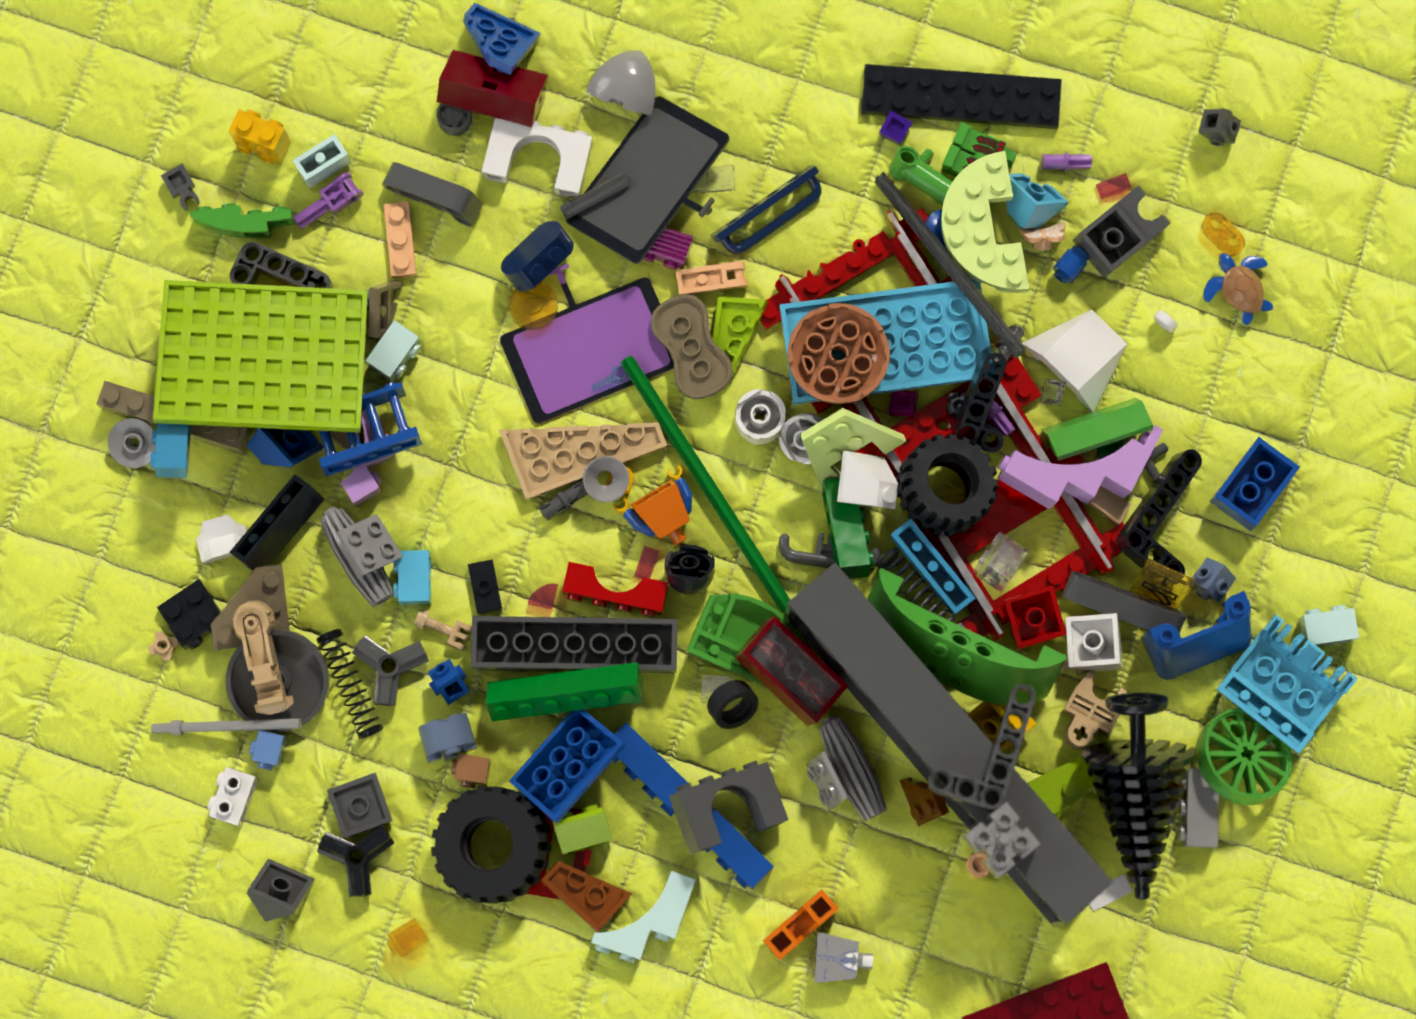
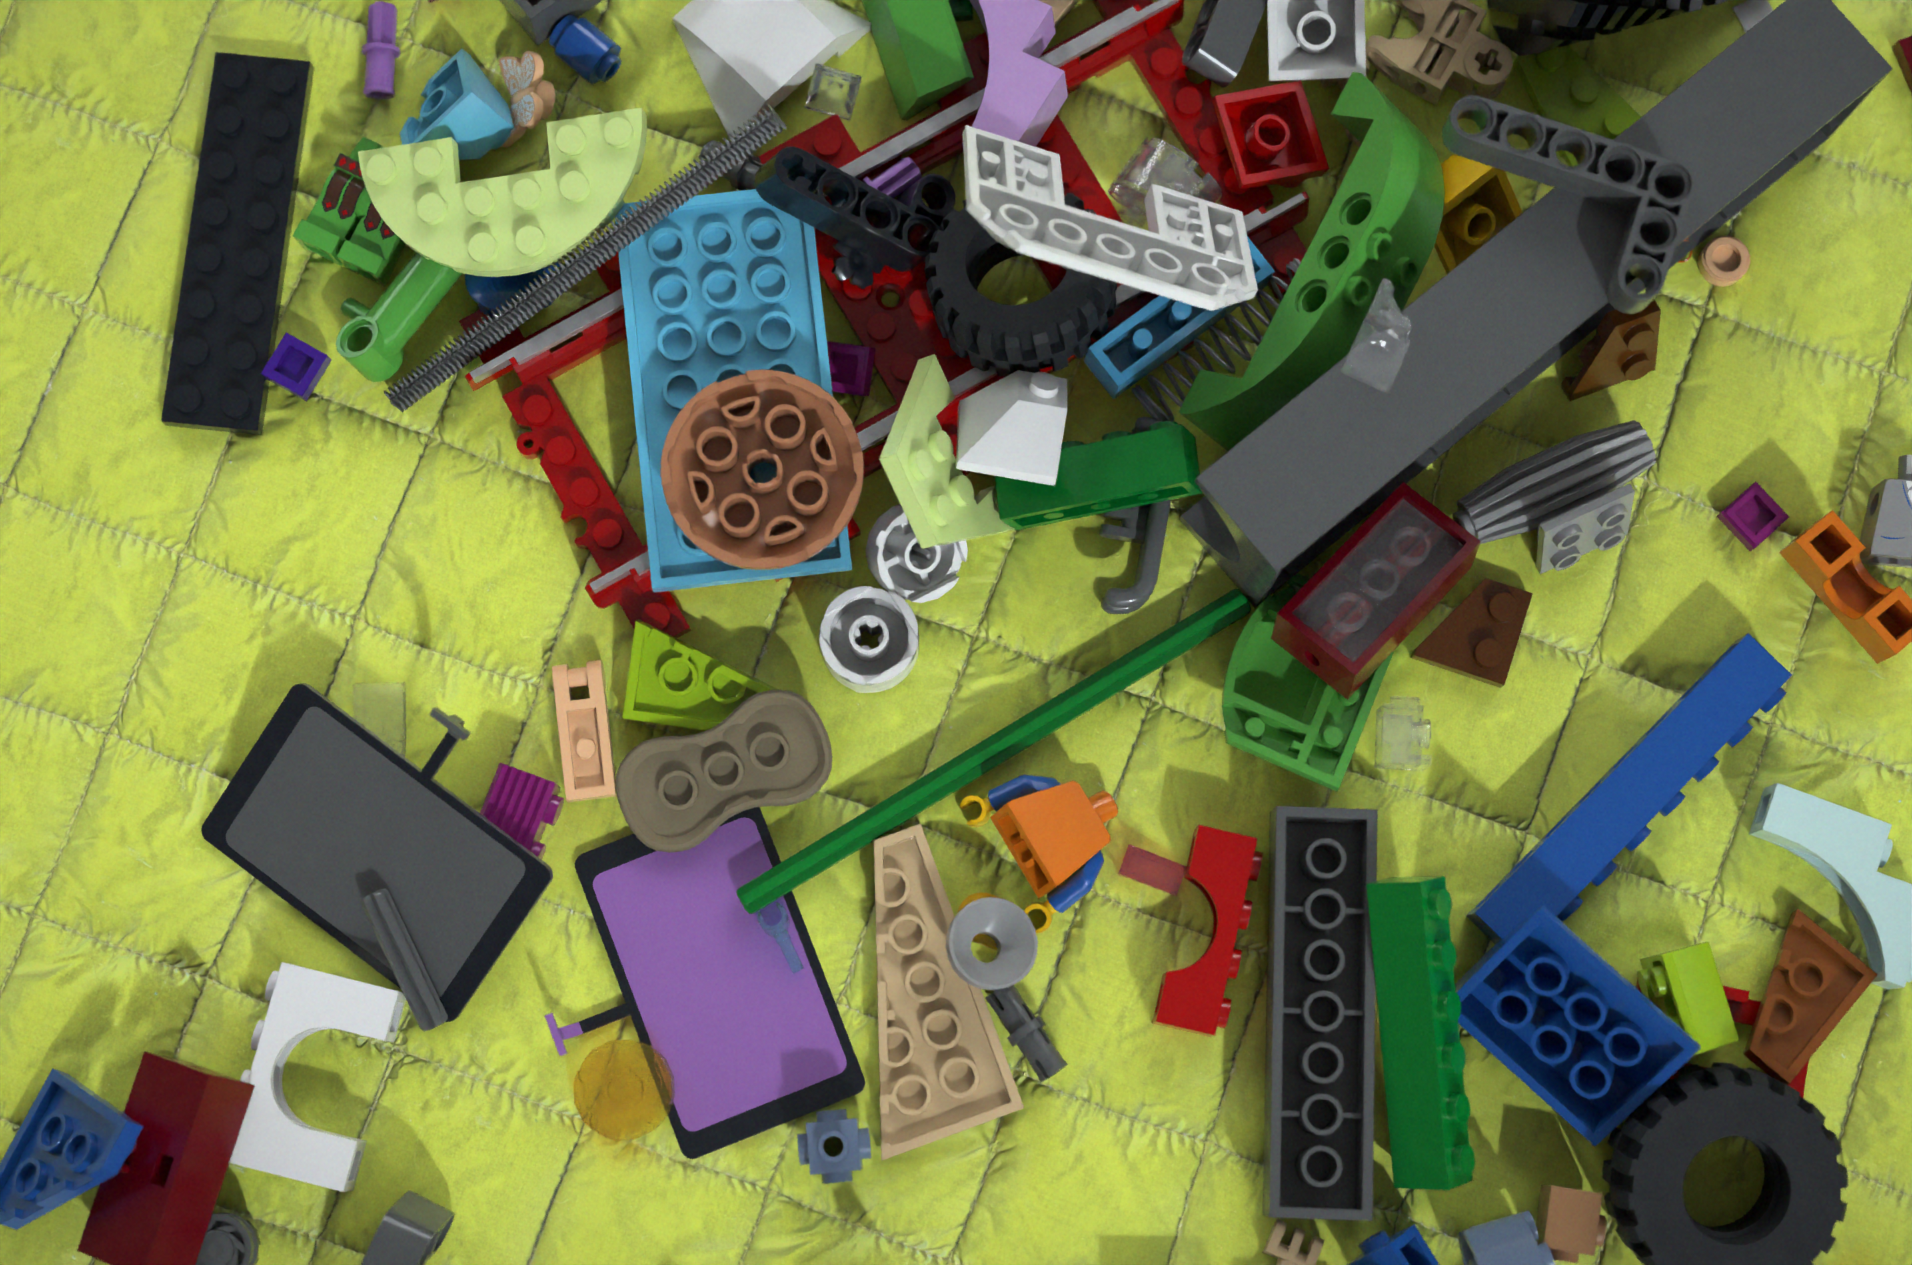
camera: 90 degrees left, 0 degrees up
(485, 586) = (1196, 1193): black plate -> none
(506, 415) = (855, 1146): none -> sand blue brick
(537, 256) = (526, 1077): dark blue brick -> none
(544, 596) = (1216, 1074): clear pink tile -> none
(626, 81) = (169, 890): light grey brick -> none
(689, 569) = (1172, 782): black cylinder -> none
(726, 694) = (1437, 704): black tyre -> none
(752, 784) = (1639, 776): dark grey arch -> none
(773, 731) = (1479, 634): none -> reddish brown wing
(806, 175) = (384, 543): dark blue piece -> none
(839, 876) = (1752, 516): none -> magenta tile
(906, 653) = (1380, 342): none -> clear slope
(945, 560) = (1189, 254): none -> white slope
(1001, 840) = (1751, 173): light grey brick -> none

